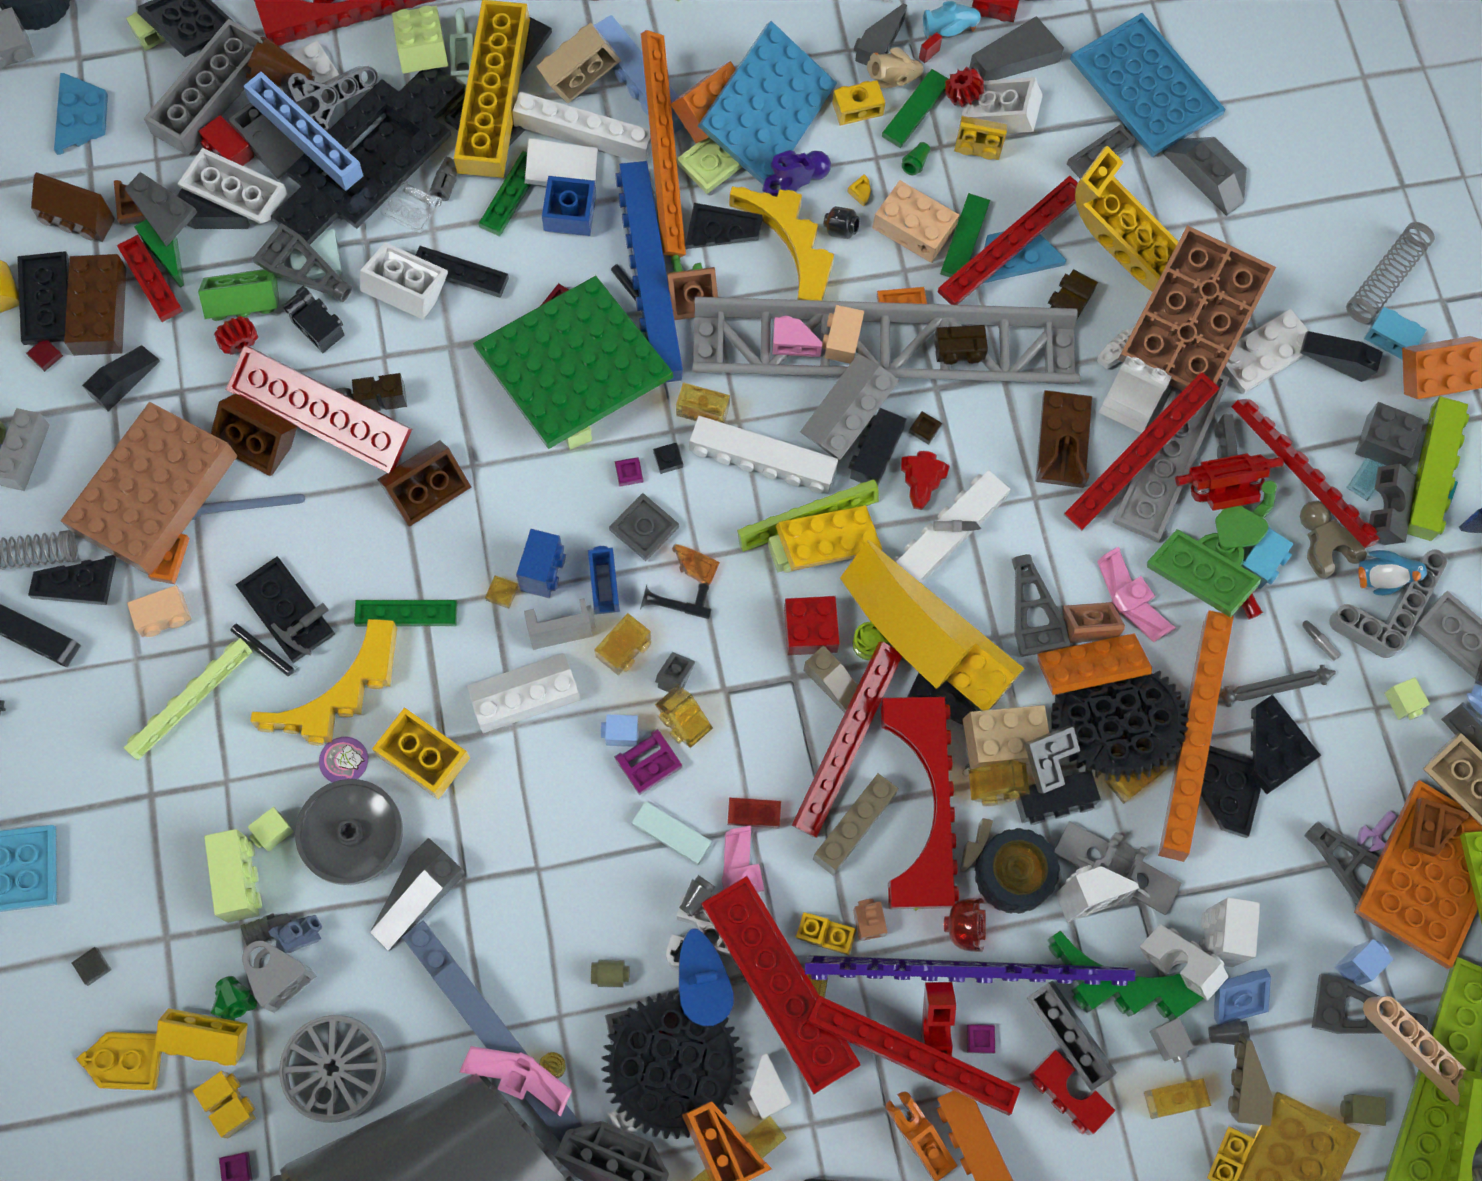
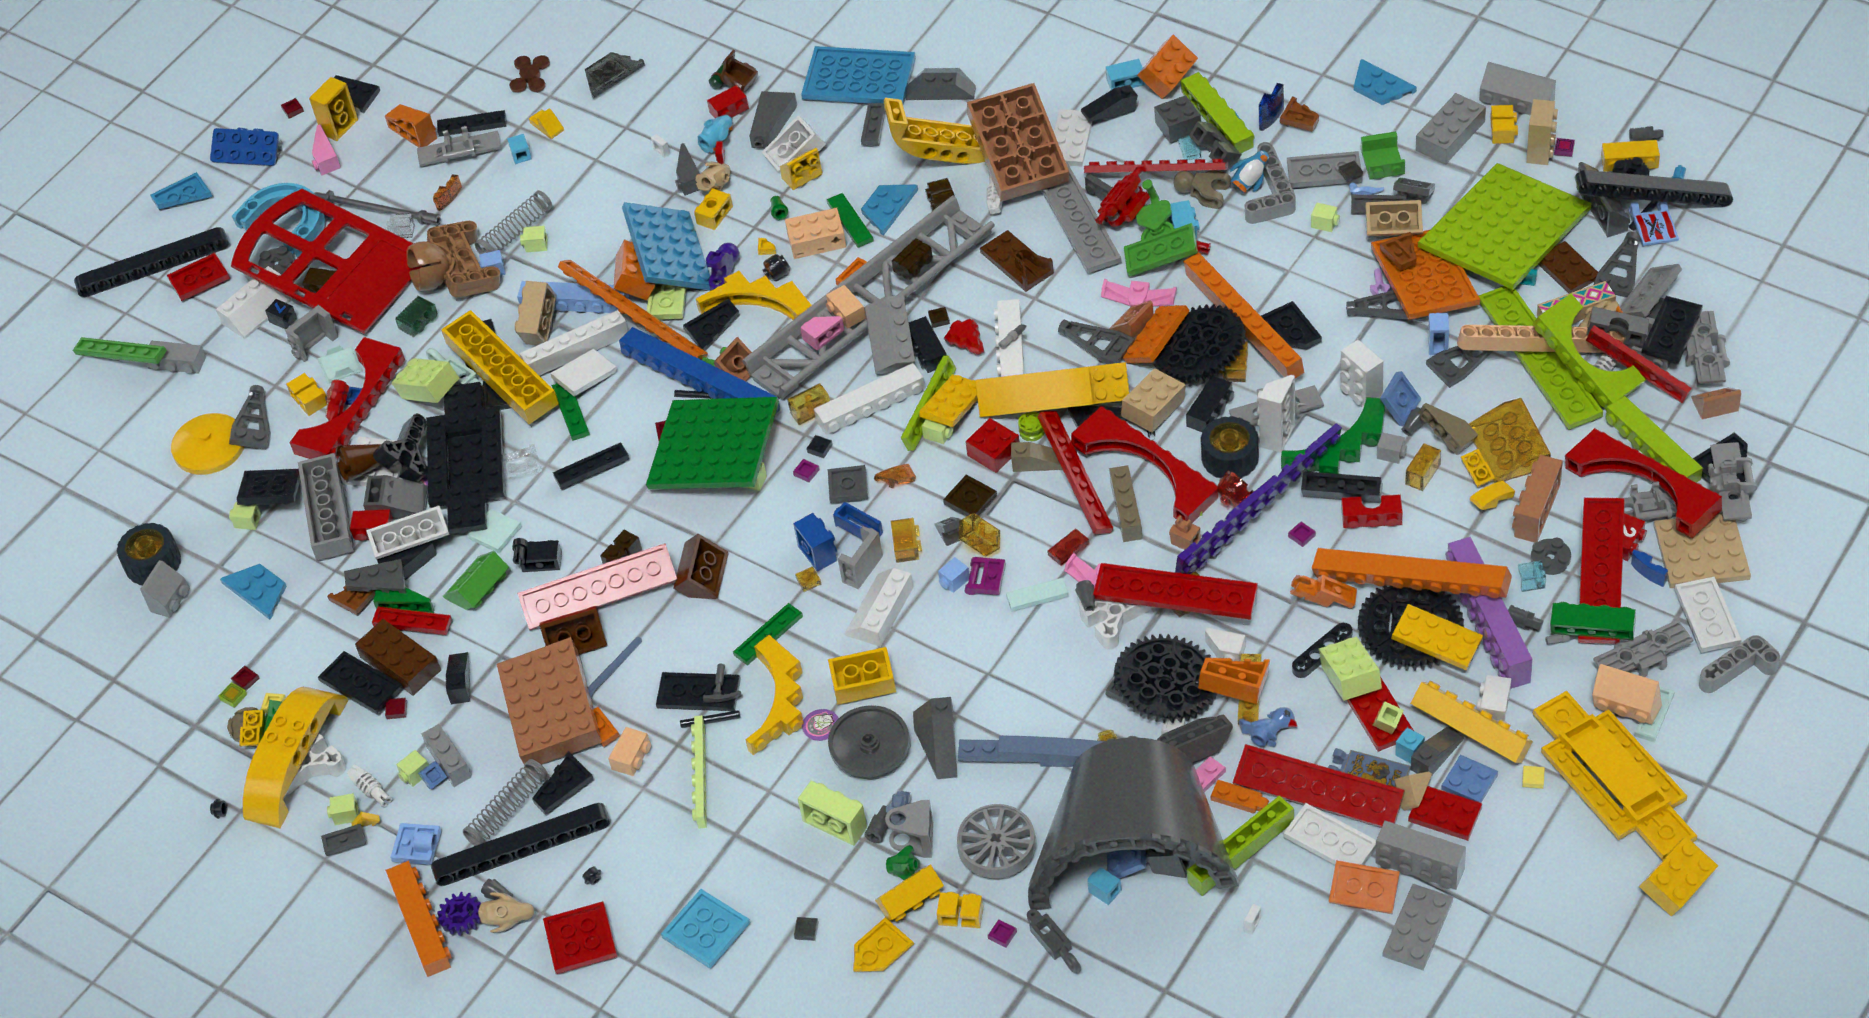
camera: 35 degrees left, 20 degrees down
(70, 208) = (320, 625): reddish brown slope -> none
(235, 335) = (503, 597): red gear -> none
(269, 830) = (825, 775): yellowish green brick -> none
(280, 246) = (473, 533): dark grey plate -> none
(303, 131) = (421, 467): light blue brick -> none
(402, 280) = (566, 494): white slope -> none
(446, 173) = (524, 433): dark grey hinge -> none
(518, 1075) = (1068, 756): bright pink plate -> none
(569, 205) = (615, 383): blue brick -> none
(609, 973) = (1084, 675): olive brick -> none
(692, 609) = (891, 510): black piece -> none
(703, 981) = (1136, 627): blue shield -> none
(730, 659) = (970, 496): none -> dark brown plate
(826, 934) = (1166, 562): yellow slope -> none
(914, 1055) = (1276, 554): red plate -> none
(915, 108) = (747, 187): green tile -> none
(938, 1016) = (1279, 547): red arch -> none
(964, 87) = (763, 154): red gear -> none
(973, 850) = (1195, 455): dark tan slope -> none
(998, 782) = (1173, 420): clear yellow brick -> none
(1009, 242) = (879, 197): red plate -> none
(1045, 755) = (1181, 382): plate -> none
(1135, 393) = (1028, 205): white panel -> none
(1141, 451) = (1064, 225): red plate -> none
(1168, 948) = (1367, 397): white arch -> none
(1275, 685) = (1257, 266): dark grey wheel -> none
(1277, 745) = (1290, 289): black plate -> none
(1321, 640) = (1253, 231): light grey piece -> none
(1363, 1110) = (1513, 390): olive brick -> none
(1371, 310) = (1086, 76): light grey piece -> none

